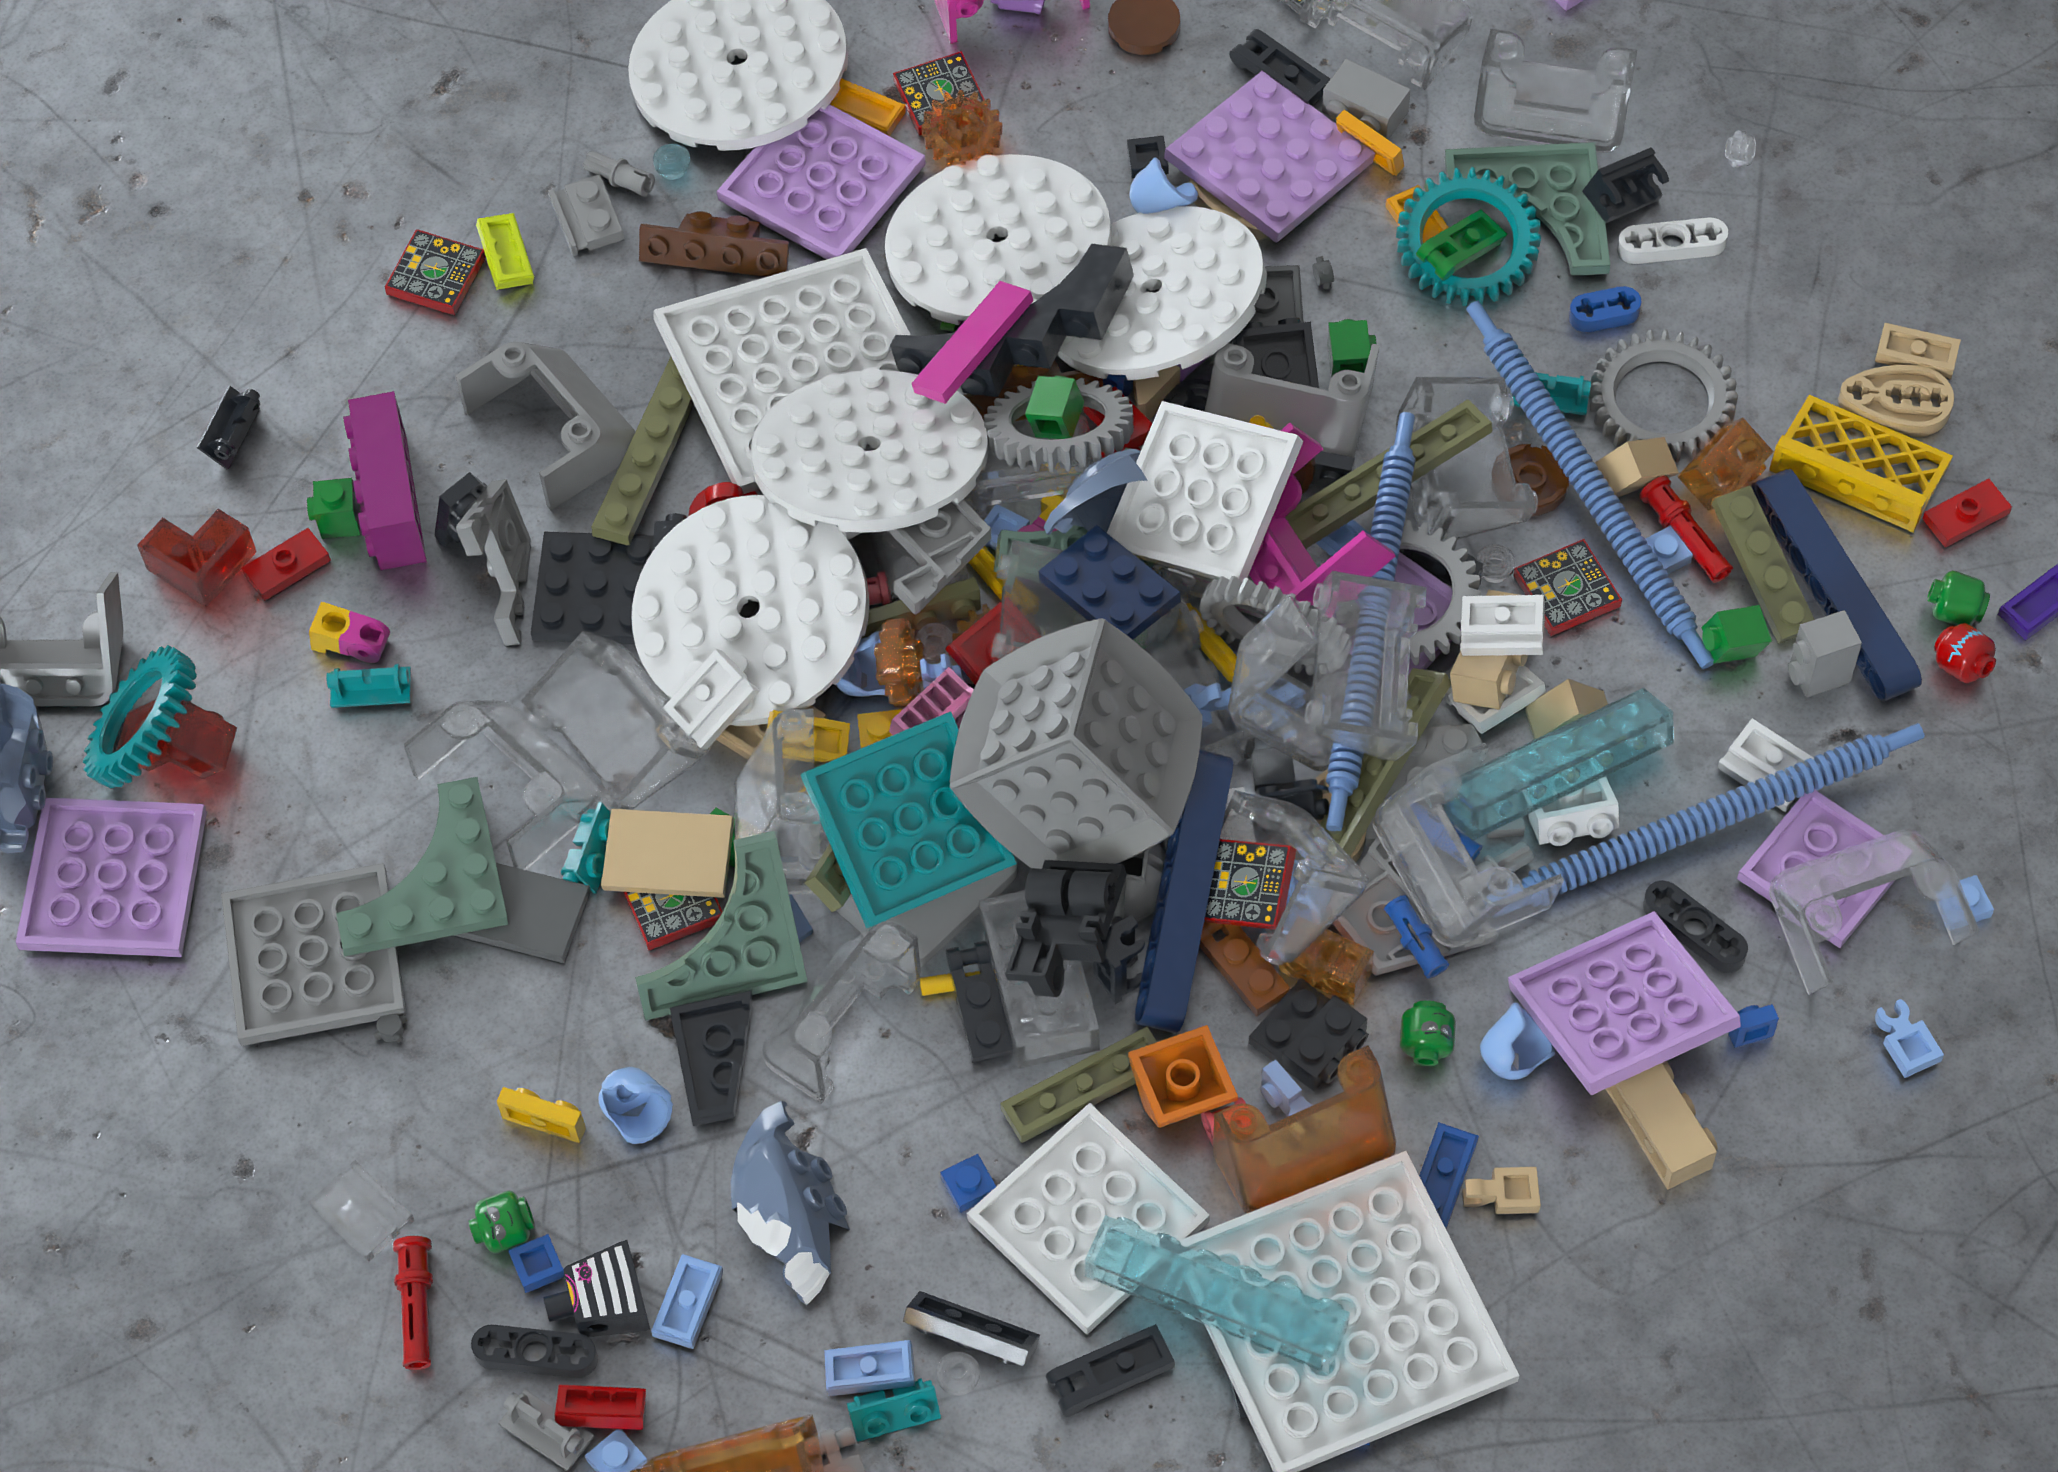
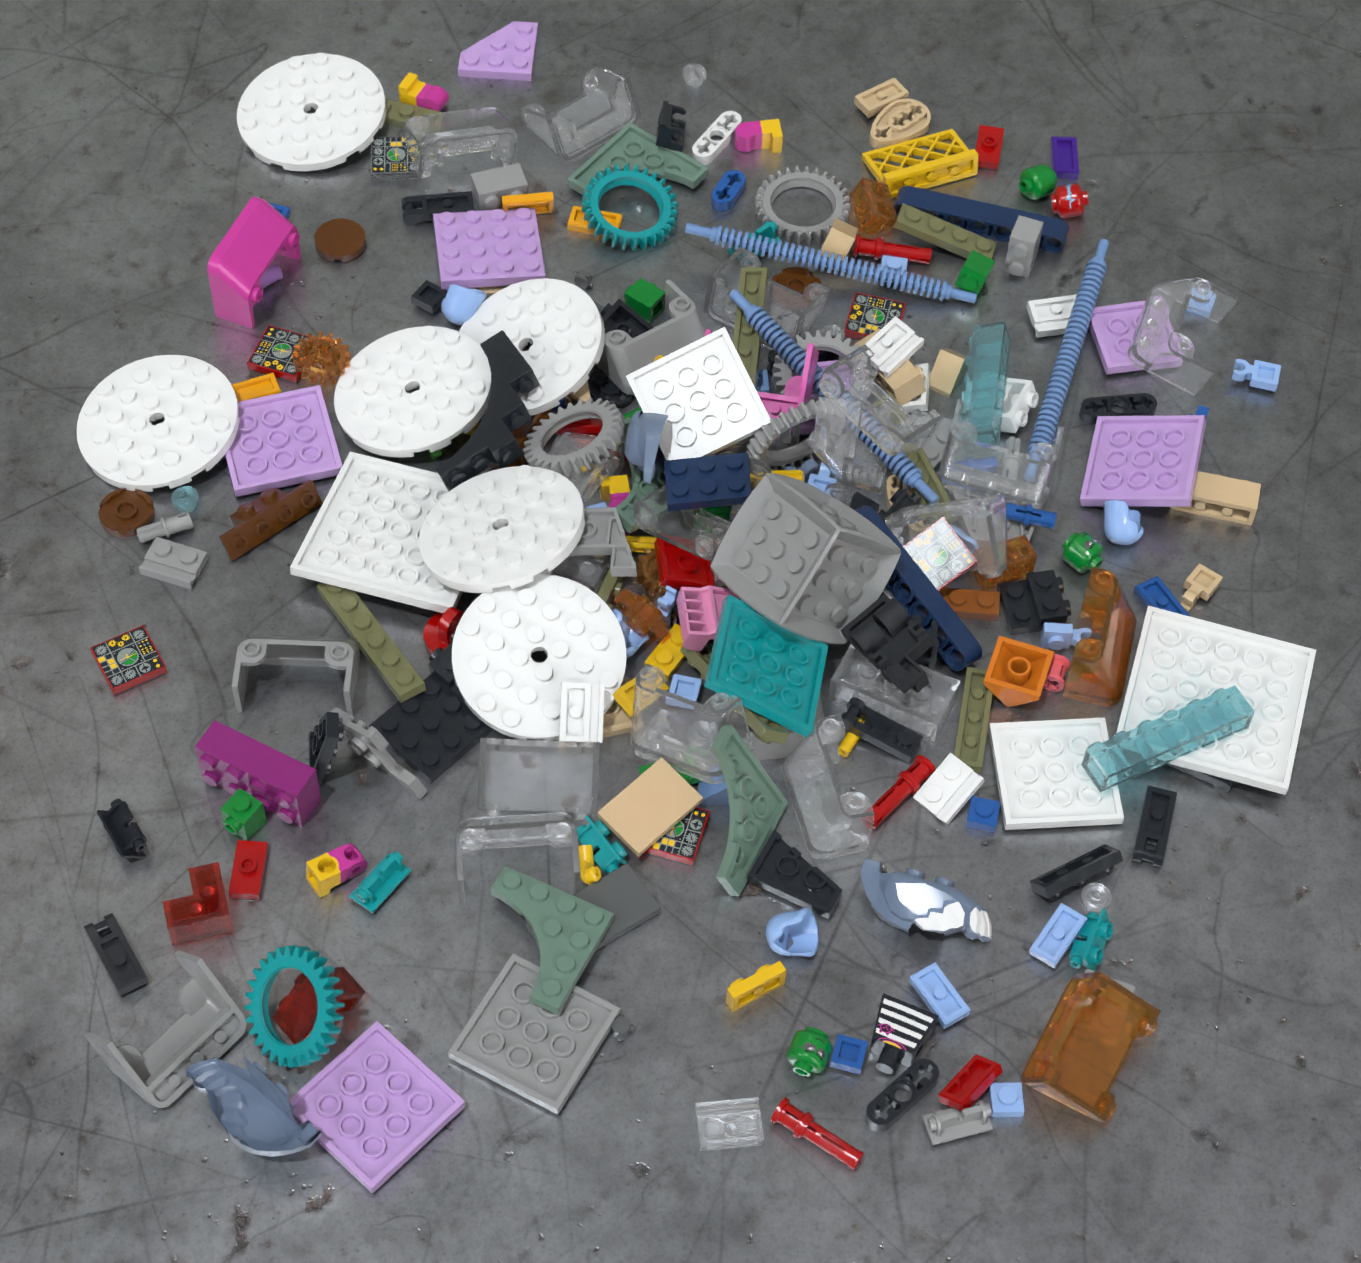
camera: 55 degrees left, 5 degrees down
(93, 531) = (116, 955): none -> black plate
(505, 251) = (156, 615): neon yellow plate -> none
(548, 856) = (588, 872): none -> yellow arm
(609, 127) = (125, 512): none -> reddish brown tile
(935, 1078) = (907, 783): none -> red pin
(962, 1123) = (948, 789): none -> white plate
(972, 342) = (489, 433): dark pink tile -> none
(1054, 407) = (565, 430): green brick -> none
(1461, 244) = (634, 211): green plate -> none
(1718, 276) = (759, 135): none -> leg

